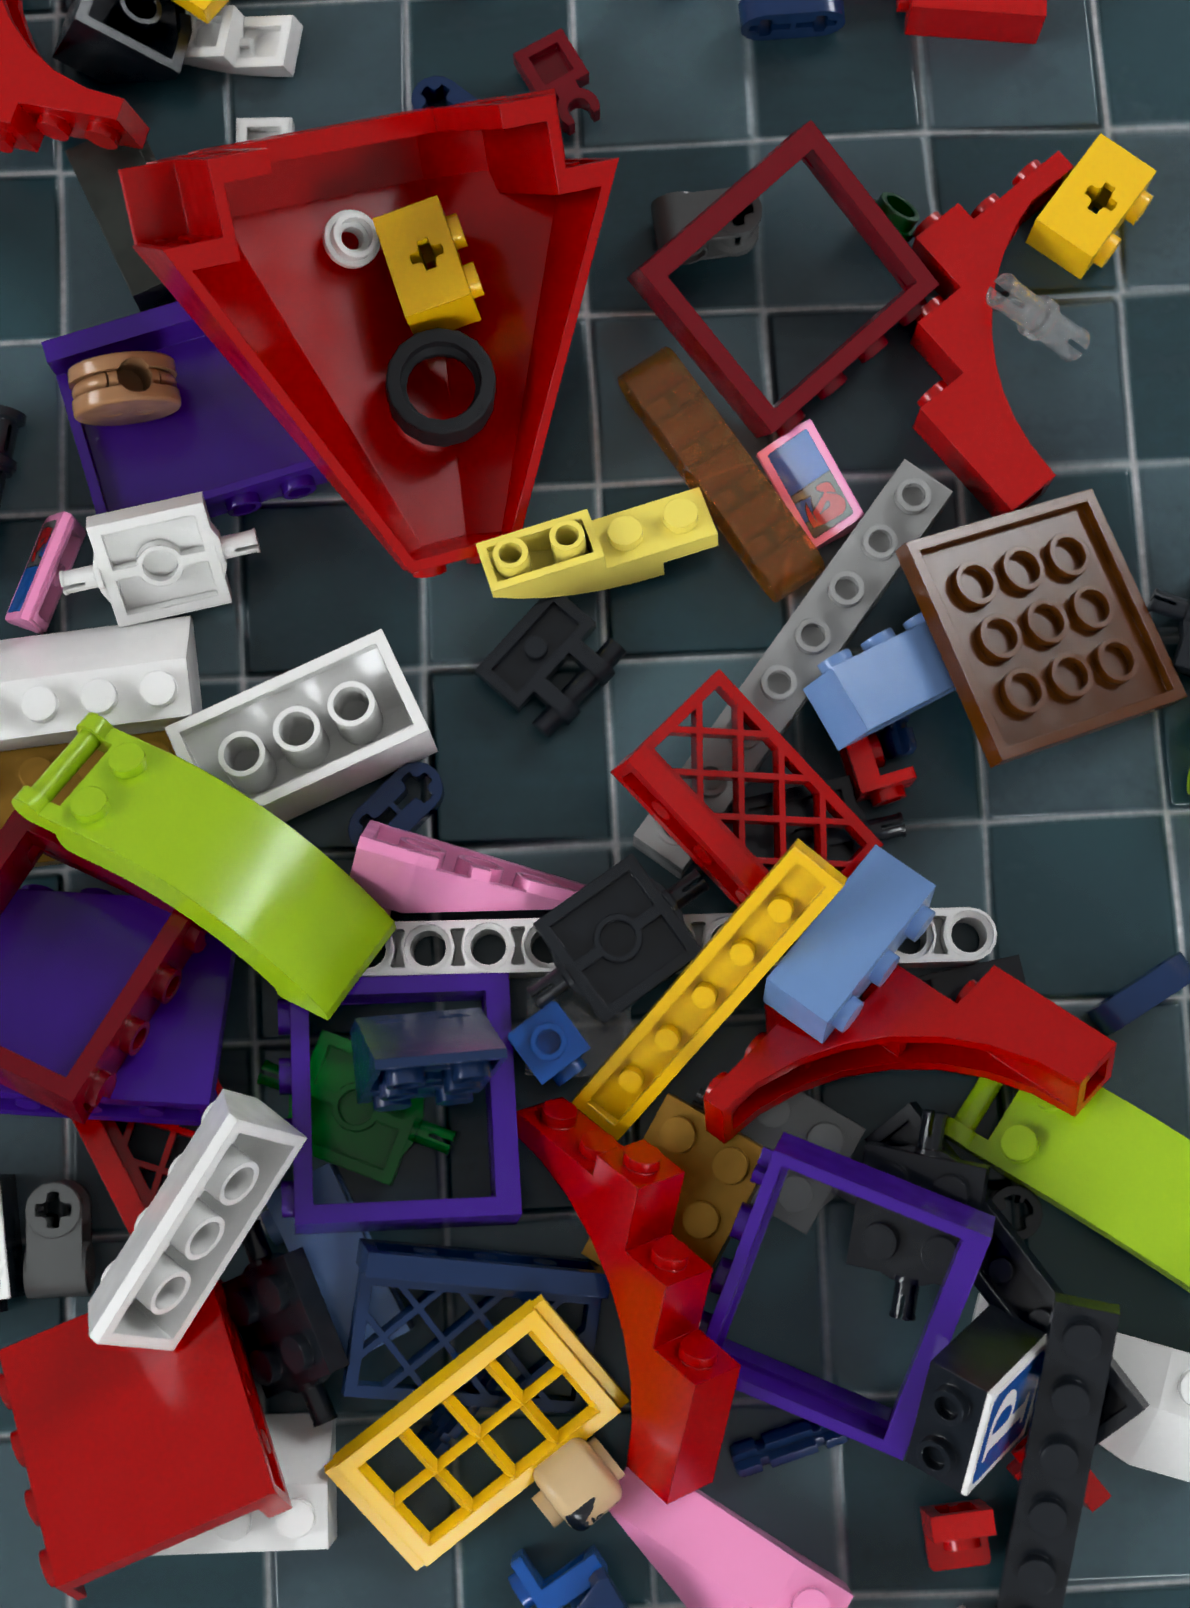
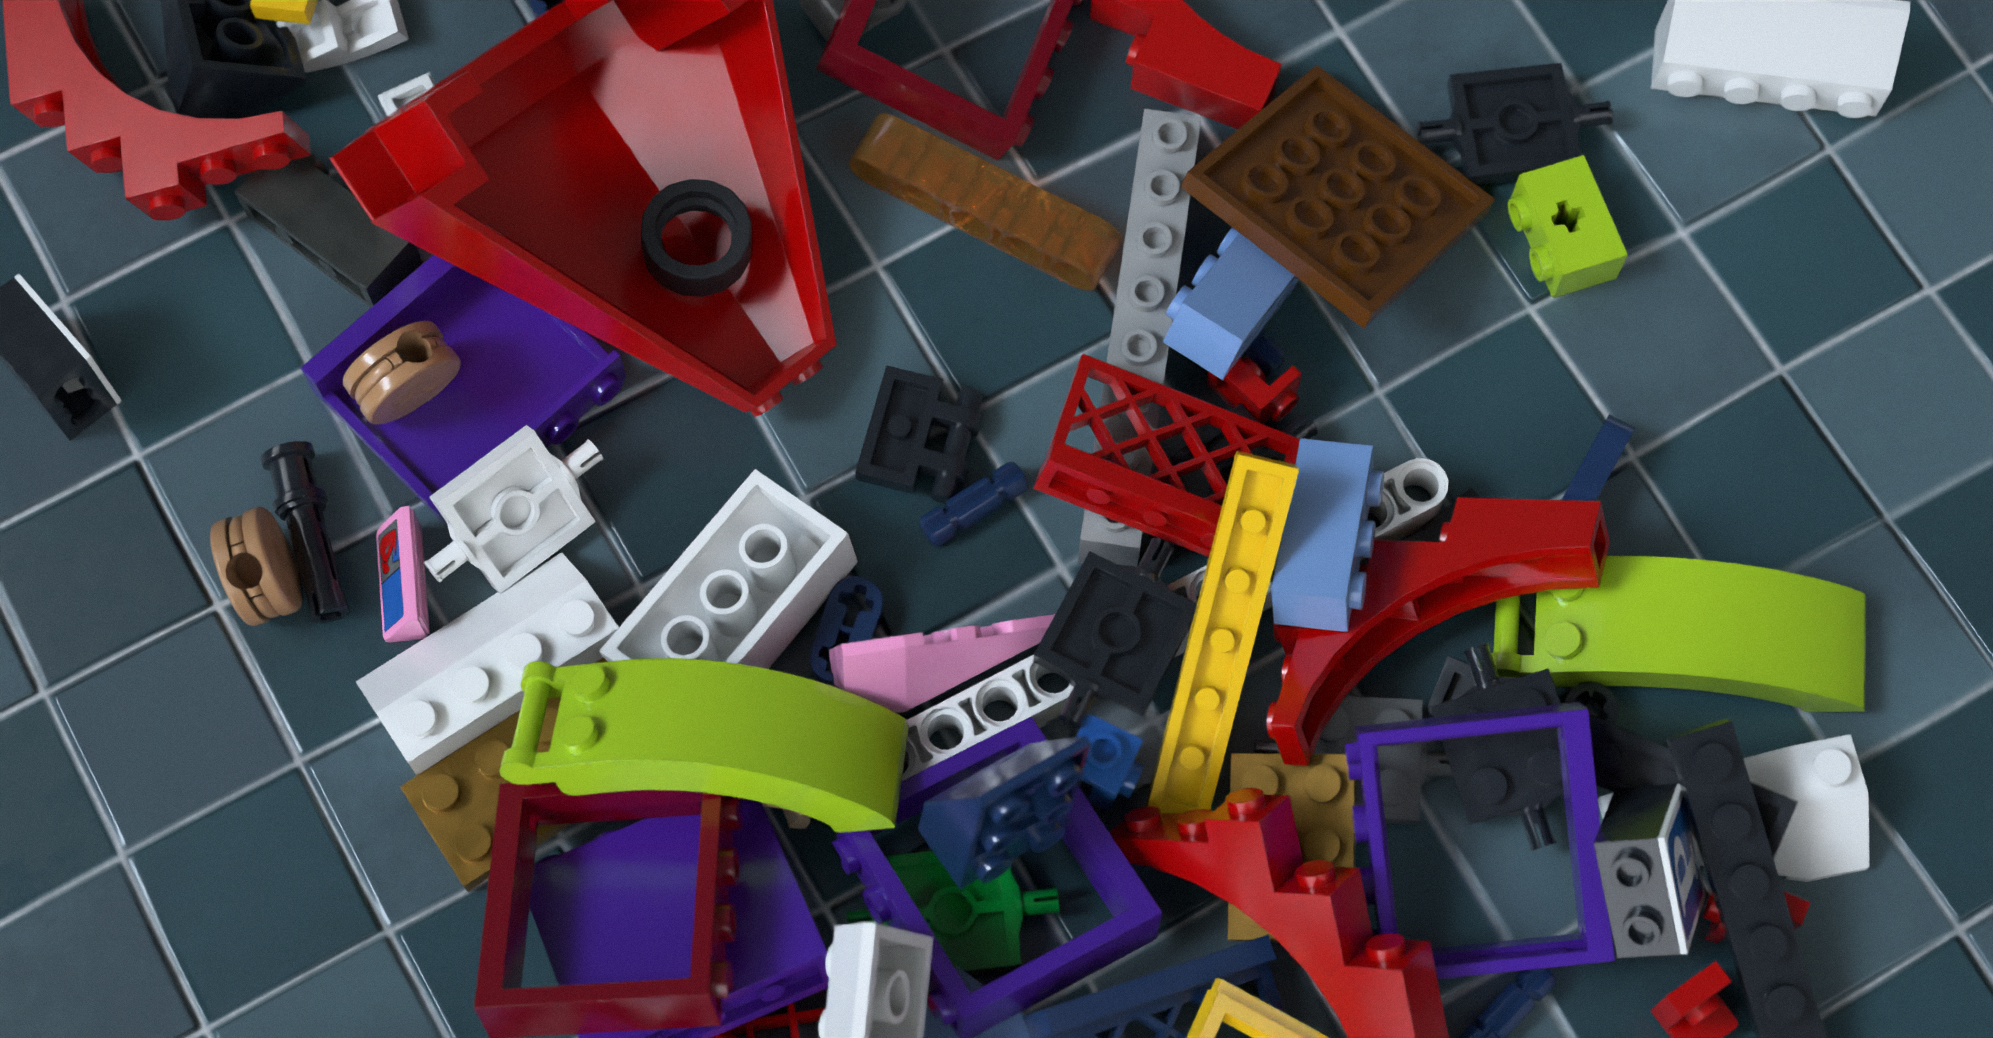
camera: 30 degrees left, 10 degrees down
(362, 227) = (548, 134): white plate -> none
(420, 239) = (605, 129): yellow brick -> none
(566, 748) = (973, 503): none -> dark blue axle
(599, 554) = (909, 321): light yellow slope -> none
(811, 484) = (1072, 170): slope -> none

